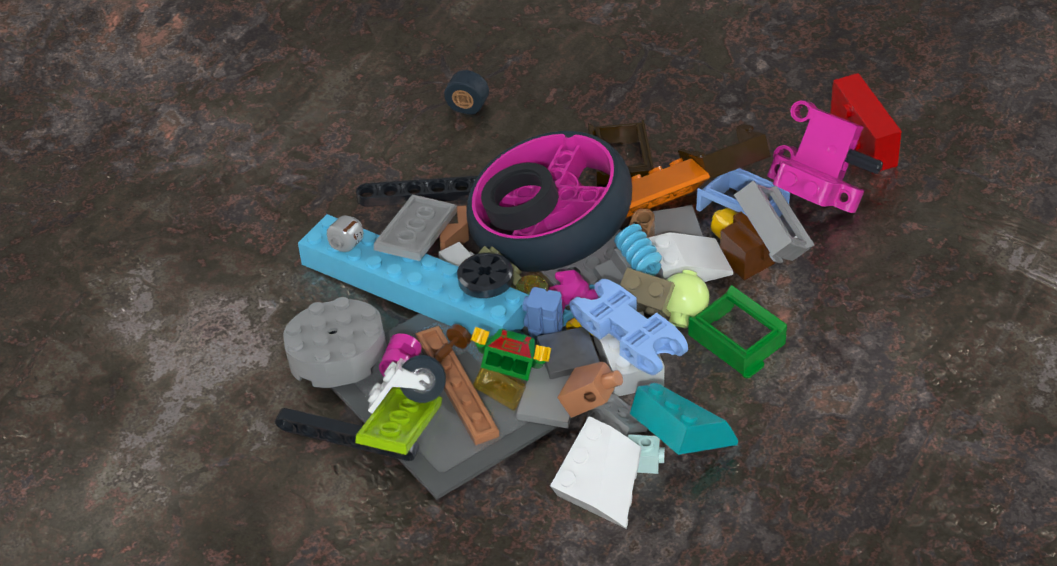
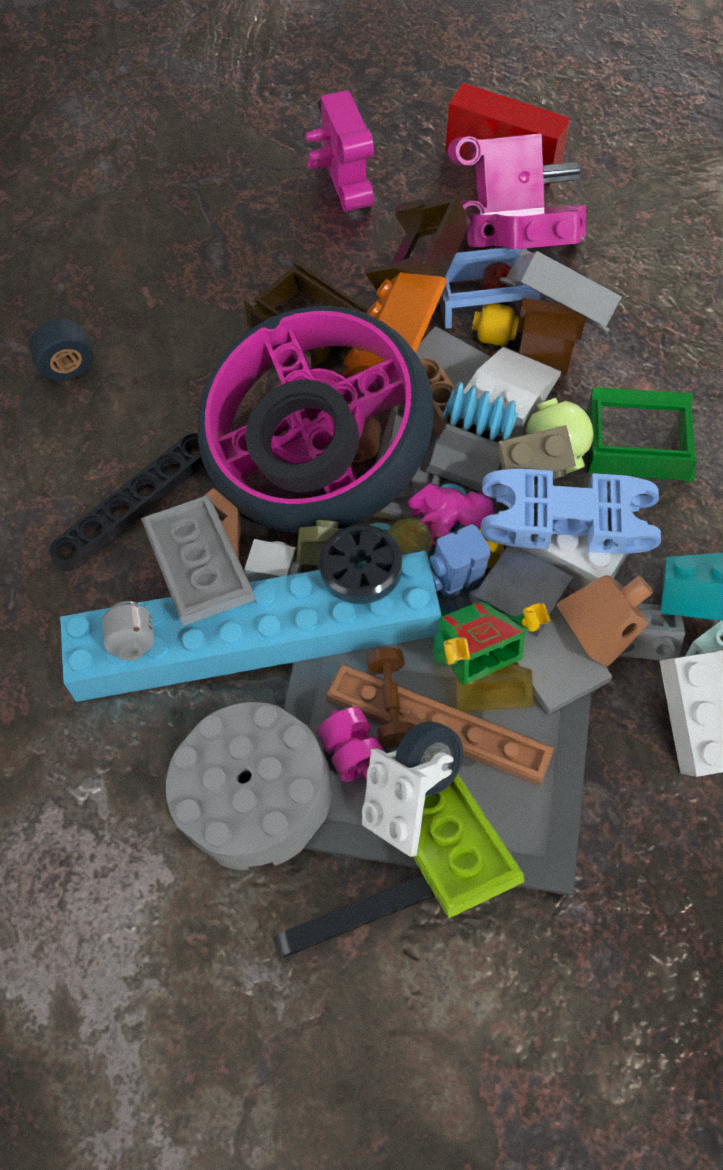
camera: 45 degrees left, 15 degrees up
(745, 73) = (344, 150): none -> dark pink piece

